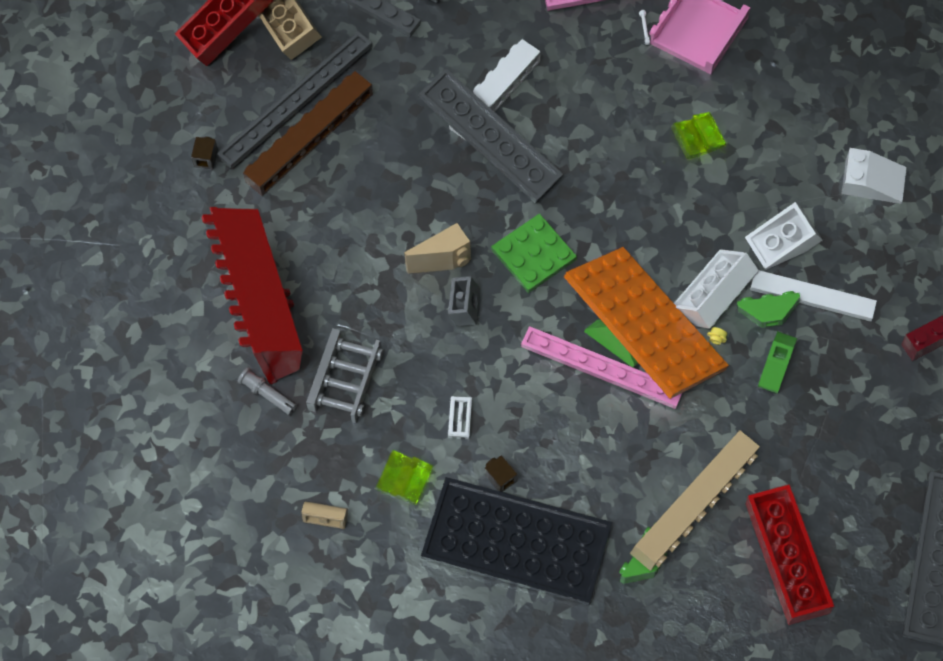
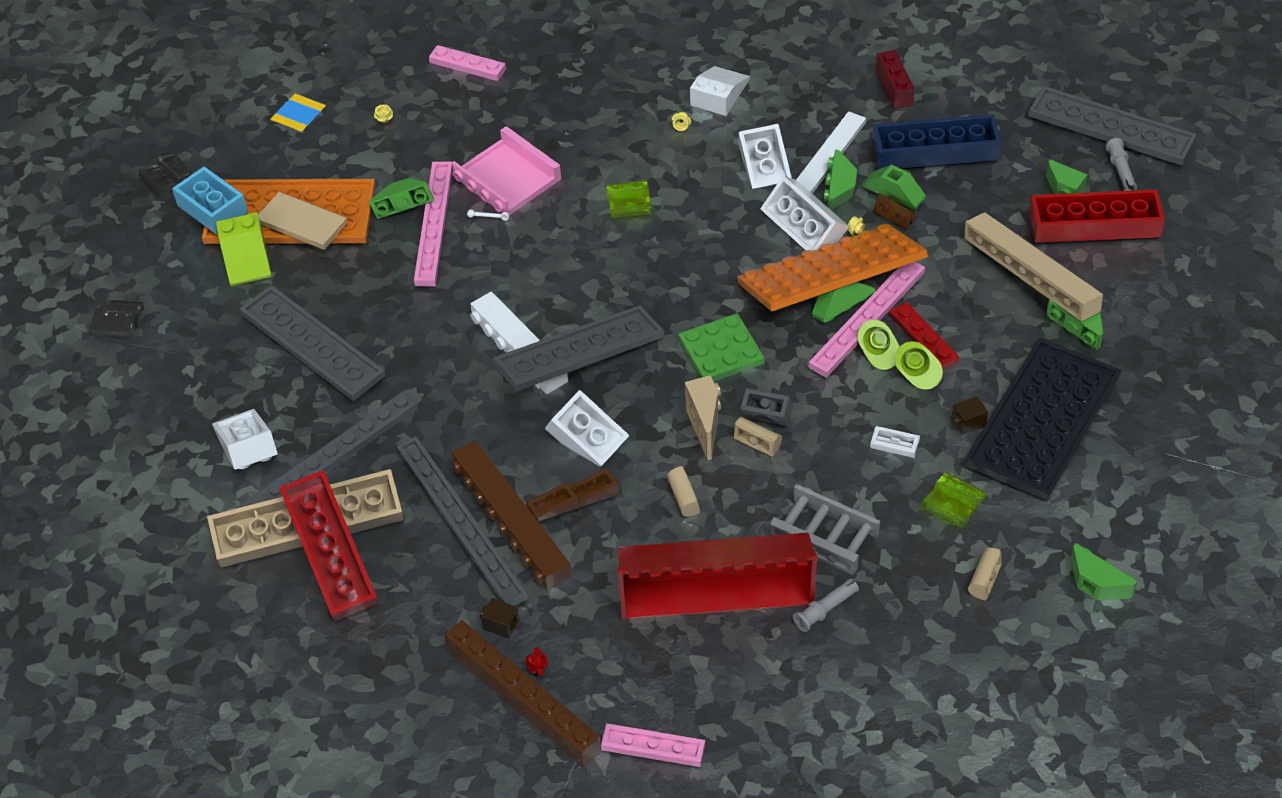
camera: 75 degrees left, 15 degrees down
(108, 291) = (653, 745): none -> bright pink plate
(136, 186) = (523, 693): none -> reddish brown brick
(165, 185) = (537, 662): none -> red plate
(329, 169) = (567, 498): none -> reddish brown slope
(340, 608) = (1100, 577): none -> bright green slope
(360, 258) = (683, 492): none -> tan brick
(409, 167) = (586, 429): none -> white slope
(436, 301) = (757, 436): none -> tan brick
(550, 418) = (918, 365): none -> lime piece
(567, 382) = (878, 344): none -> lime piece
(593, 421) = (920, 331): none -> red plate
(753, 360) = (894, 212): none -> reddish brown hinge
(814, 154) = (681, 126): none -> light yellow plate
(834, 521) = (1065, 179): none -> bright green slope
(850, 387) = (936, 141): none -> dark blue brick
(887, 571) = (1119, 159): none -> light grey pin

